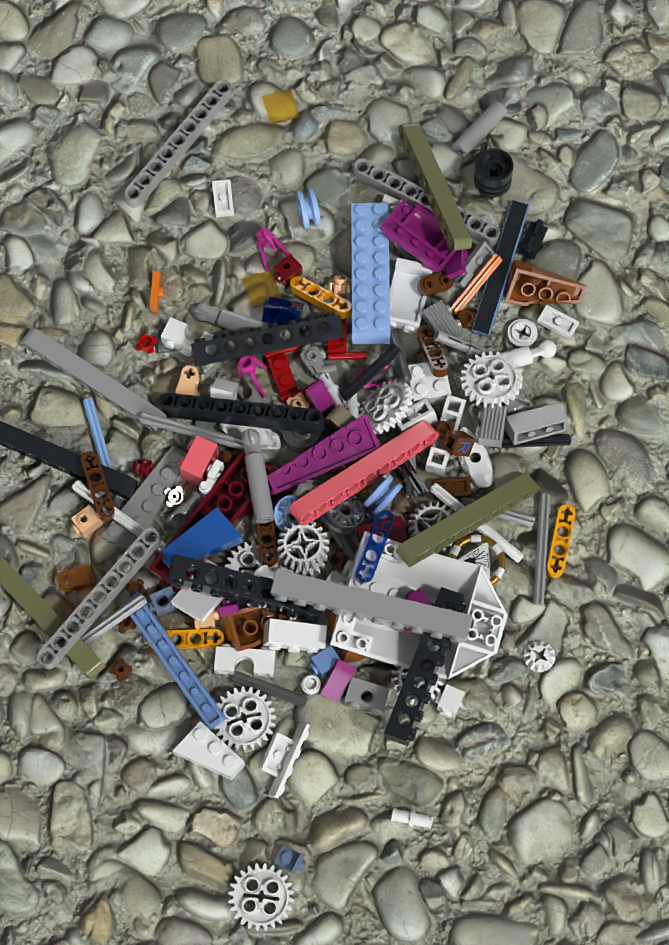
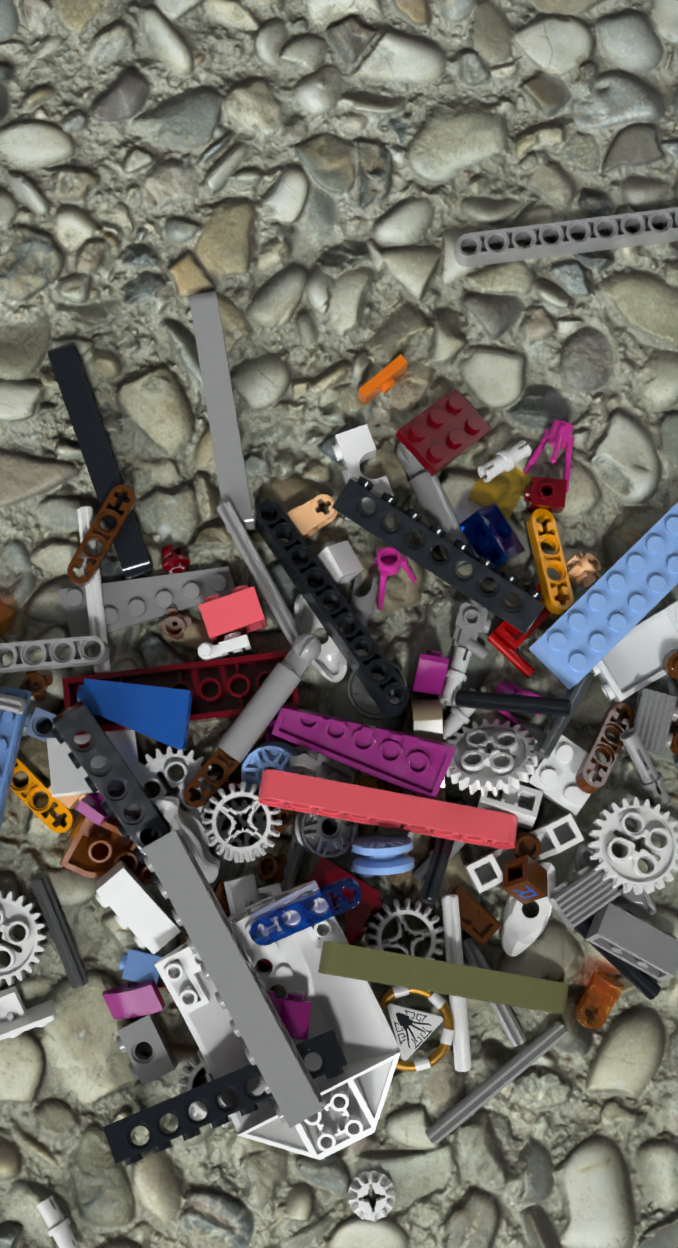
camera: 45 degrees right, 10 degrees up
(86, 521) = (55, 558): light nougat brick -> none
(96, 431) = (167, 473): light blue axle -> none
(143, 338) = (316, 419): red plate -> none
(186, 508) = (171, 651): light grey piece -> none
(210, 287) = (443, 432): none -> dark red plate
(223, 198) = (560, 345): white plate -> none
(227, 457) = (271, 638): reddish brown plate -> none
(227, 658) = (80, 892): white arch -> none
(252, 273) = (504, 461): none -> white pin
(282, 373) = (420, 611): red plate -> none
(299, 397) = (411, 650): light nougat plate -> none
(308, 208) = (638, 448): light blue wheel -> none
(310, 684) = (105, 972): white plate -> none
(449, 701) = (224, 1147): white brick -> none
(547, 464) = (601, 994): none -> clear orange piece
(559, 540) = (530, 1100): light orange beam -> none

